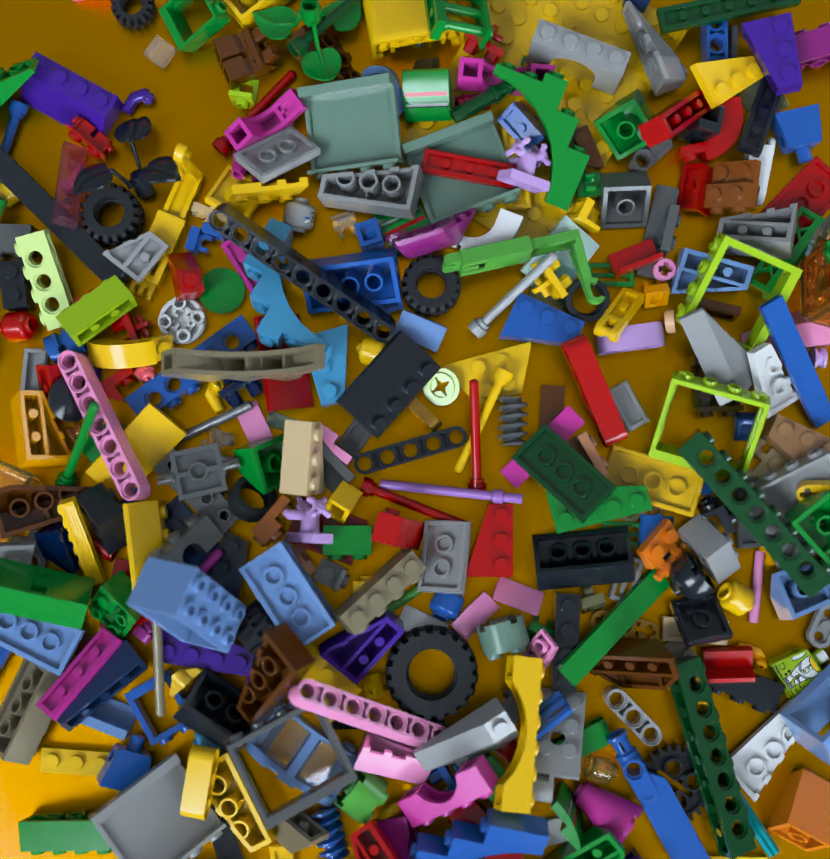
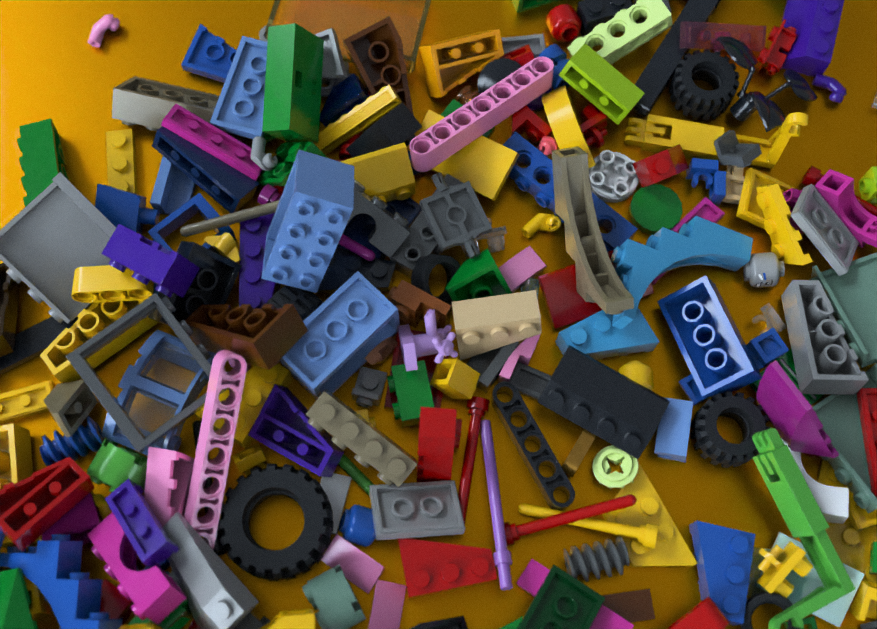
camera: 80 degrees right, 15 degrees down
(67, 476) = (420, 96): green piece -> none
(103, 635) = (259, 156): none -> light grey arm
(138, 255) = (670, 115): light grey wing -> none
(187, 209) = (735, 153): none -> dark grey bracket
(194, 748) = (150, 262): none -> dark purple wedge
(217, 420) = (513, 228): flat silver bar -> none
(232, 395) = (555, 242): clear blue hips -> none
(299, 262) = (702, 265): black beam -> none
(416, 783) = (140, 524): none -> dark purple container
(480, 325) = (699, 498): light grey piece -> none

